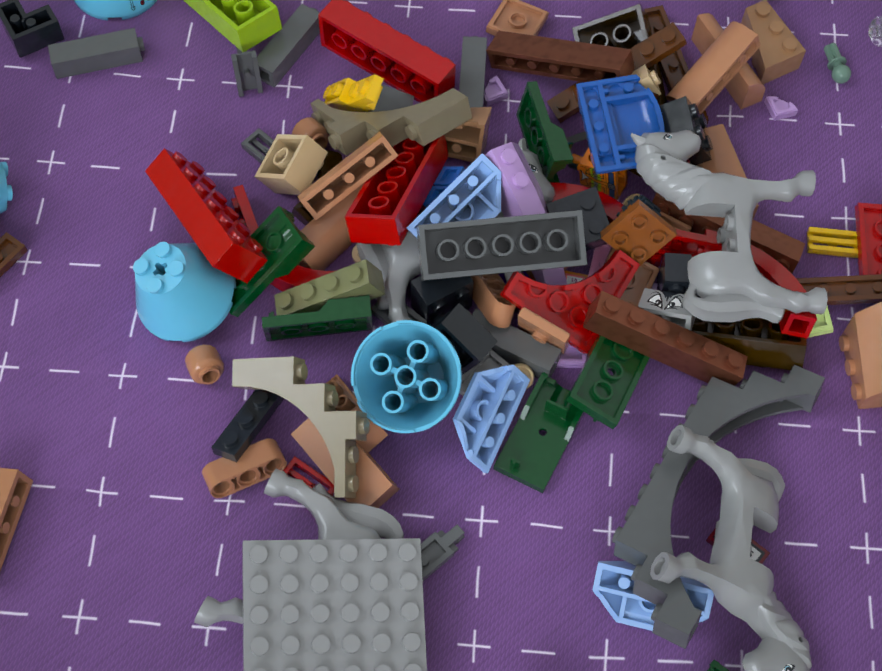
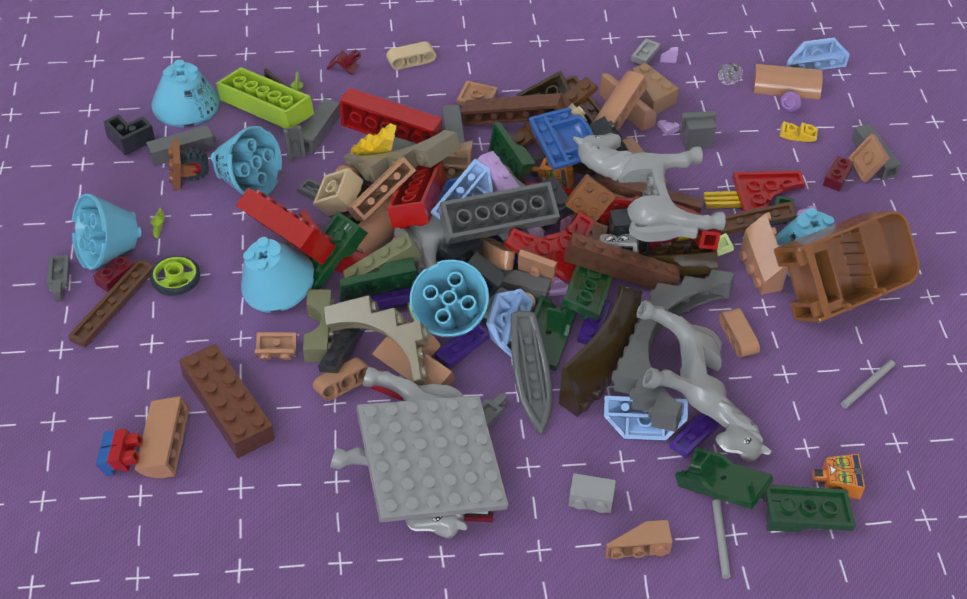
camera: 10 degrees left, 15 degrees down
(44, 173) = (157, 222): none -> lime piece
(47, 255) = (175, 278): none -> lime wheel
(81, 479) = (227, 400): none -> copper brick
(93, 88) = (186, 164): none -> plate
(165, 399) = (276, 345): none -> nougat bracket
(178, 101) = (249, 160): none -> medium azure cone
(204, 364) = (300, 320): nougat head -> none
(221, 404) = (317, 341): none -> olive arch
(325, 345) = (390, 299): none -> dark purple plate
(405, 446) = (462, 346): none -> dark purple plate
(494, 92) = (470, 135): lavender tile -> none
(505, 494) = (531, 369): none -> dark grey piece
(602, 438) = (591, 326): none -> dark purple plate
(605, 501) = (591, 369): none -> dark brown slope
(713, 637) = (694, 435): none -> dark purple plate
(813, 473) = (739, 332): none -> nougat beam
(820, 123) = (698, 129): none -> dark grey plate
(840, 72) = (702, 97): sand green axle -> none

